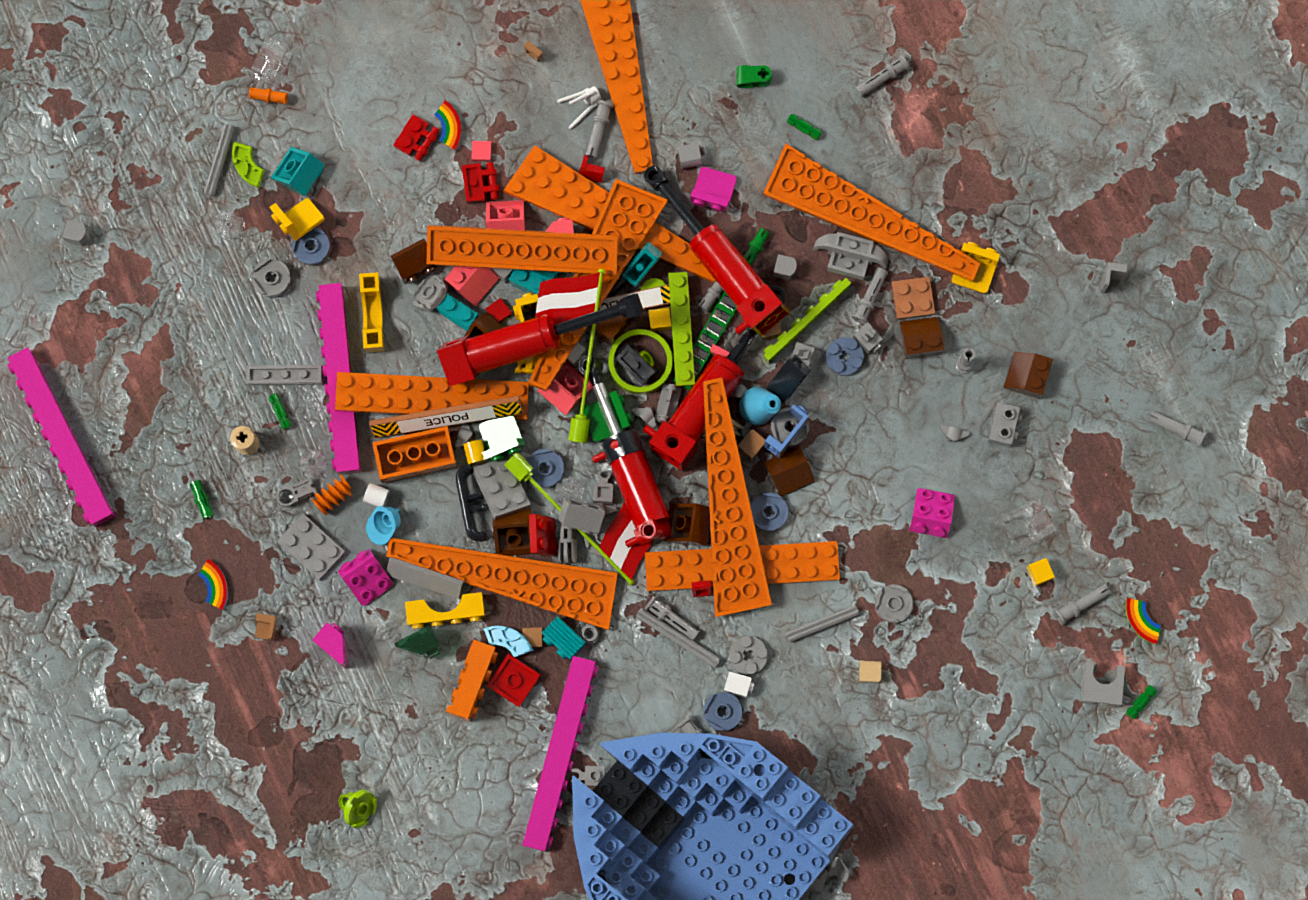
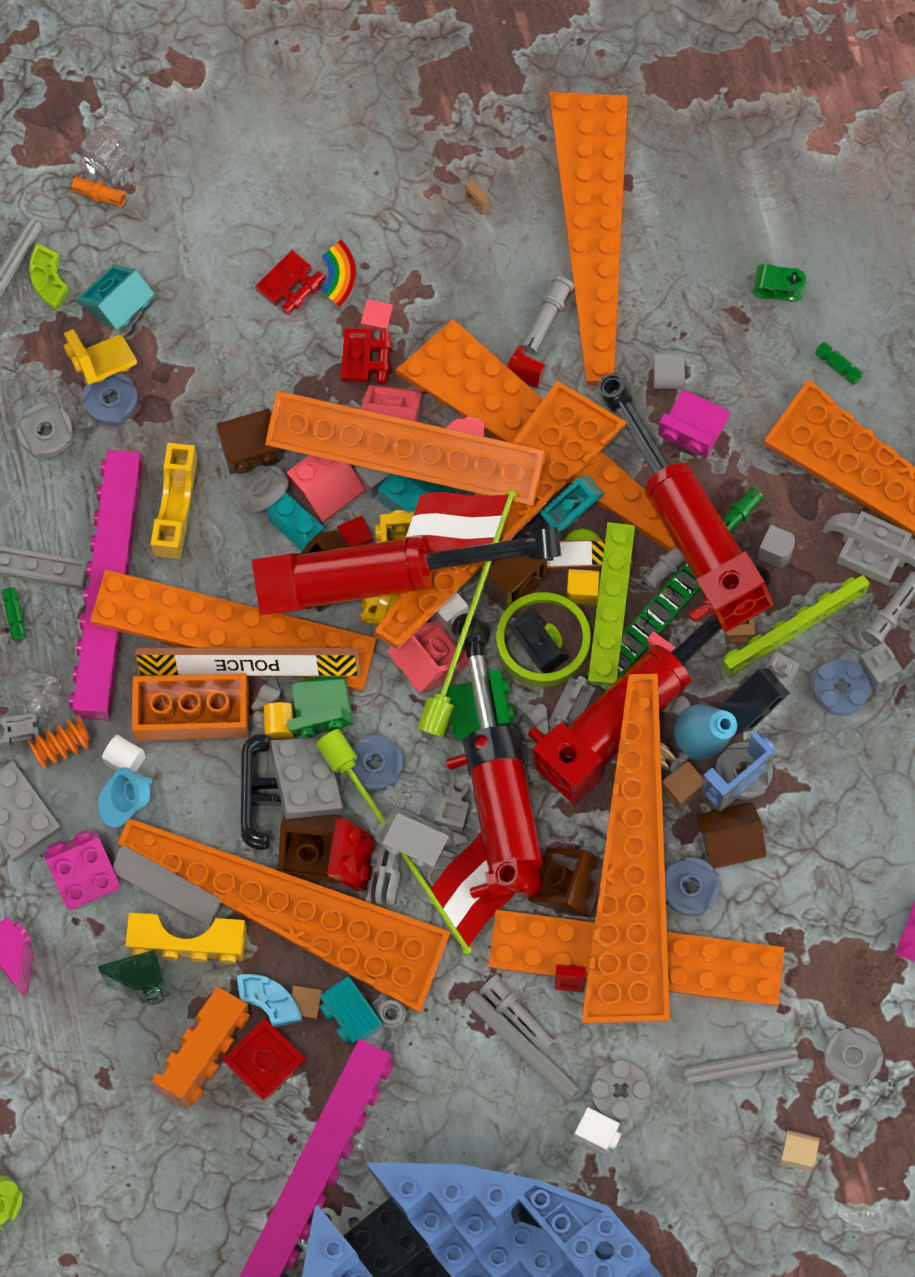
camera: 10 degrees right, 10 degrees down
(589, 96) = (542, 270): white plant -> none
(725, 722) = (565, 1150): sand blue plate -> none

